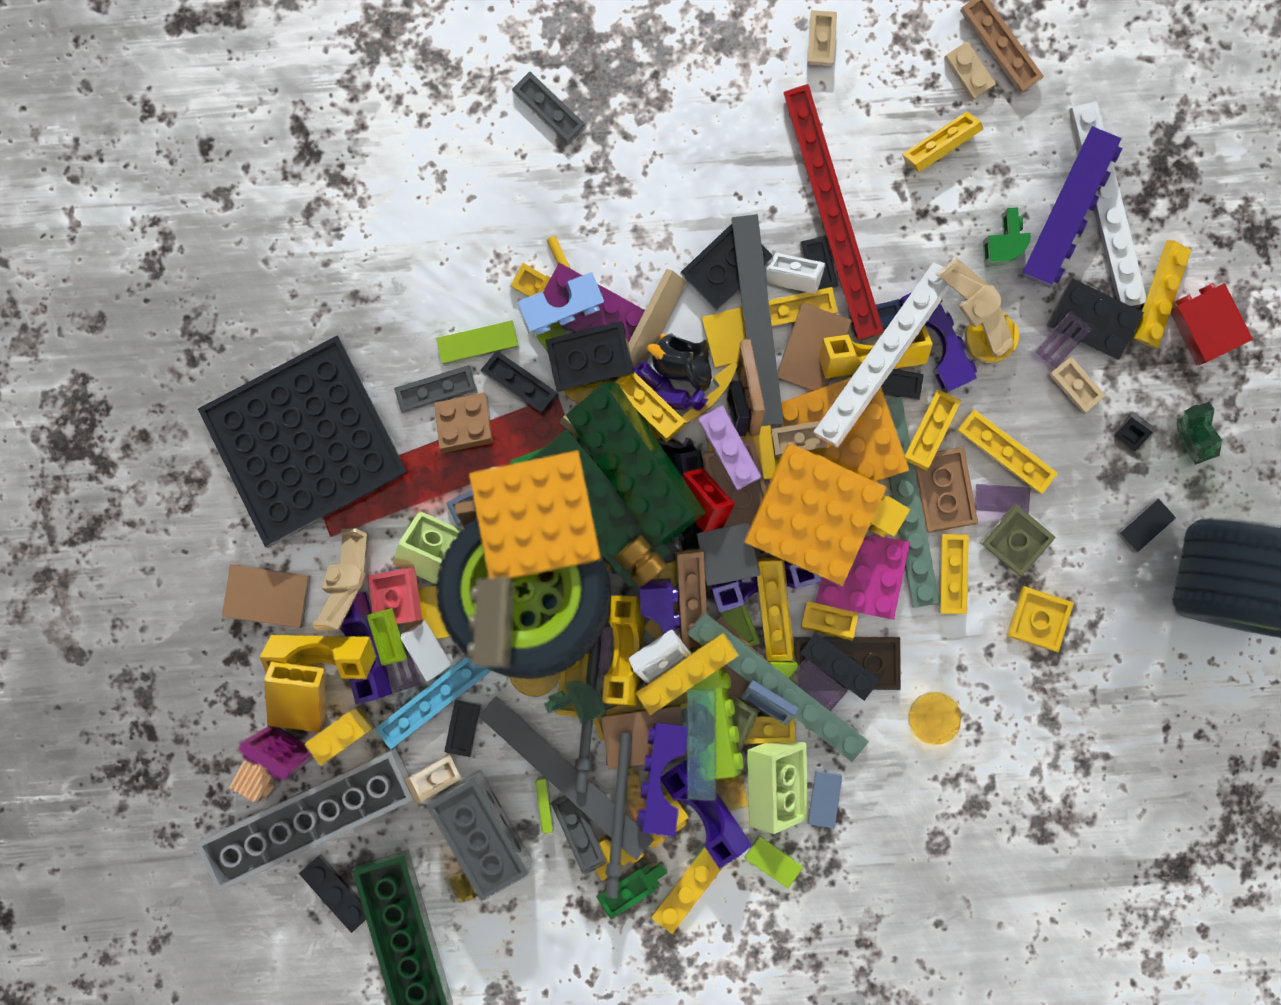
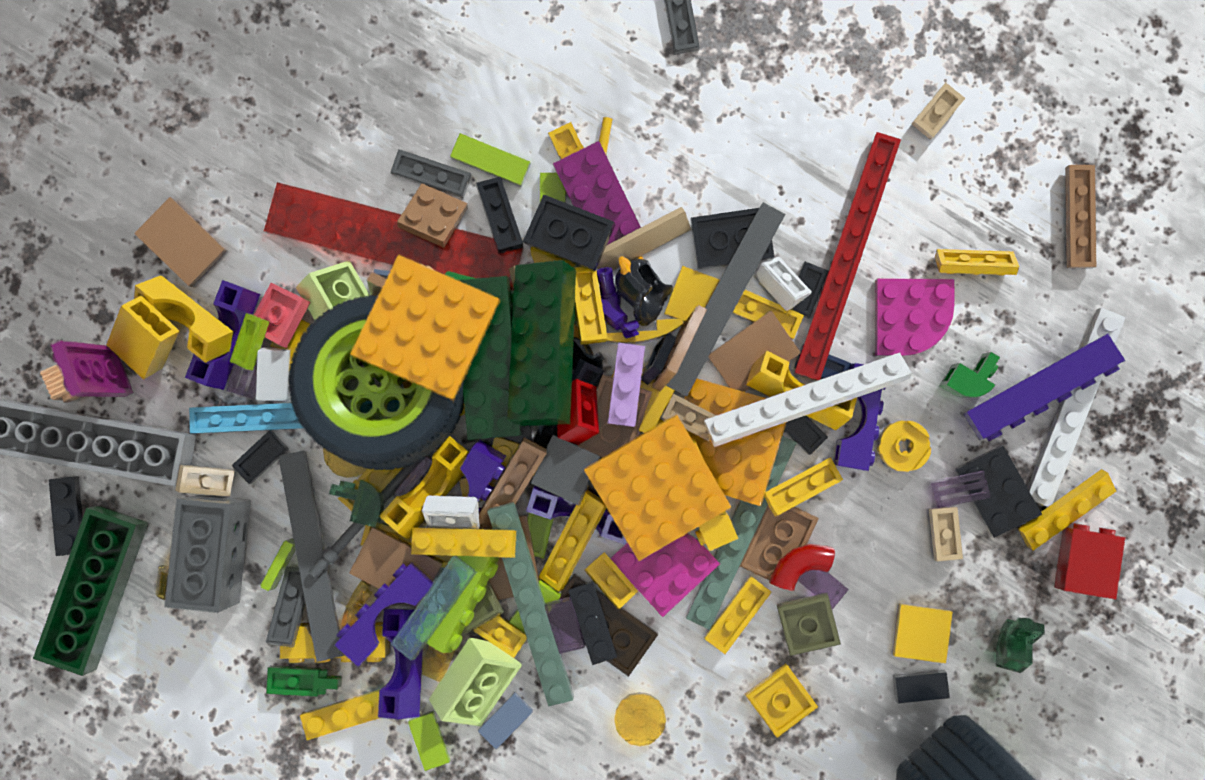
camera: 40 degrees right, 0 degrees up
(302, 441) = (294, 140): black plate -> none
(340, 735) = (154, 393): yellow brick -> none
(343, 580) = (245, 271): tan plate -> none
(492, 623) = (326, 389): dark tan slope -> none
(583, 297) = (596, 182): light blue arch -> none
(614, 868) = (294, 655): dark grey bar -> none
(640, 561) = (488, 424): pearl gold wheel -> none
(769, 702) = (514, 612): sand blue tile -> none
(920, 223) = (911, 314): none -> dark pink plate
(969, 70) = (1039, 221): tan plate -> none
(973, 493) = (799, 561): none -> red cylinder
(980, 304) = (913, 413): tan plate -> none
(1007, 451) = (850, 547): yellow plate -> none
(1116, 480) = (922, 633): none -> yellow tile
(1134, 431) = (965, 604): black slope -> none

